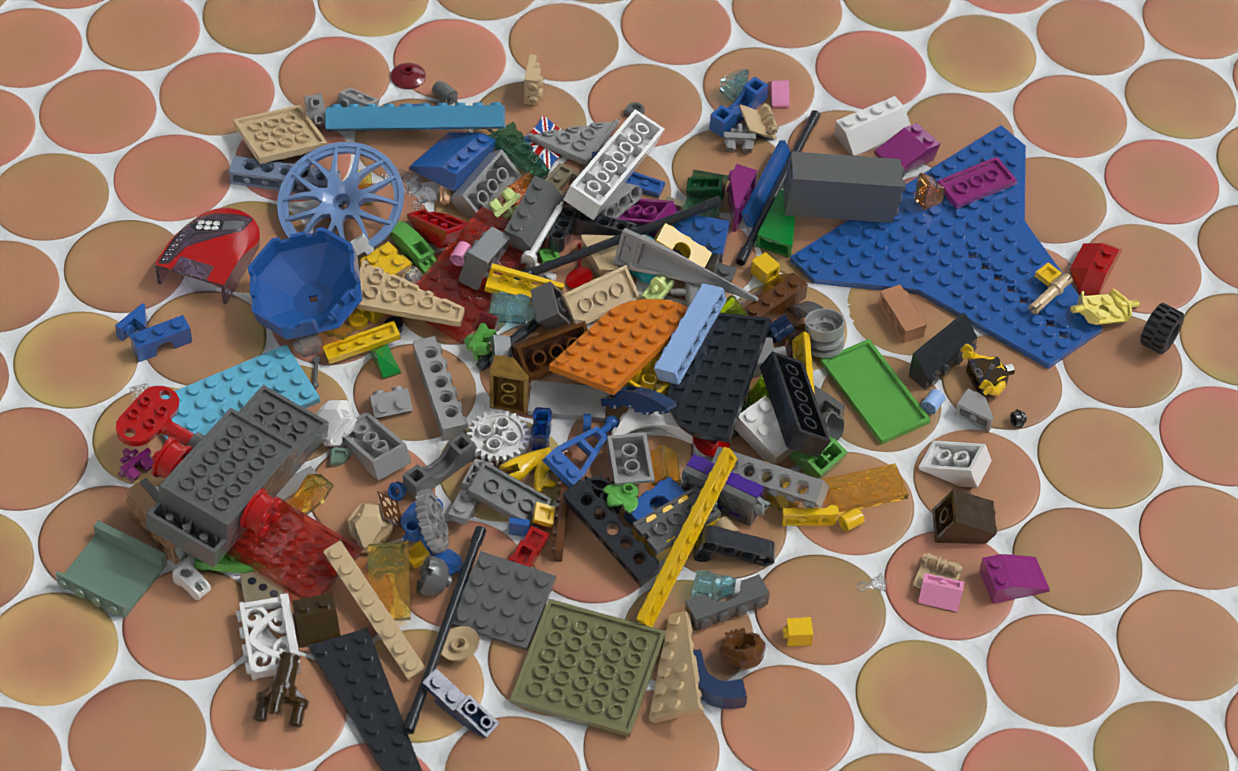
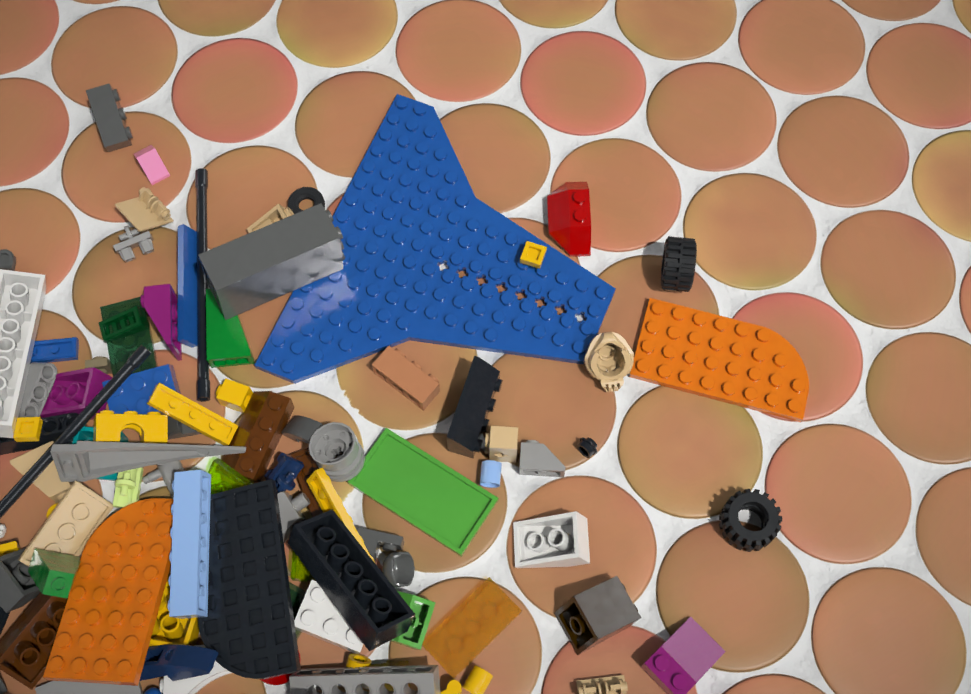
camera: 25 degrees left, 15 degrees up
(579, 275) = (32, 511): red piece -> none
(587, 307) = (53, 572): none -> green slope
(606, 218) = (28, 429): none -> yellow plate
(729, 260) = (192, 414): none -> yellow plate
(733, 84) = (99, 179): clear light blue slope -> none
(751, 96) = (109, 224): blue arch -> none
(764, 46) = (109, 117): none -> dark grey wedge
(871, 126) = (269, 160): white slope -> none
(910, 145) = (317, 171): magenta slope -> none
(928, 191) = (364, 215): clear orange slope -> none
(953, 382) = (502, 443): none -> tan brick
(977, 182) = (406, 177): magenta tile -> none
(986, 372) = (530, 409): torso -> none
(1055, 288) = (548, 268): tan pin -> none
(1068, 368) = (609, 360): none -> tan helmet
(1105, 308) = (611, 254): light yellow plate -> none
(1122, 504) = (762, 507): none -> black tyre
(1160, 411) = (721, 360): none -> orange plate

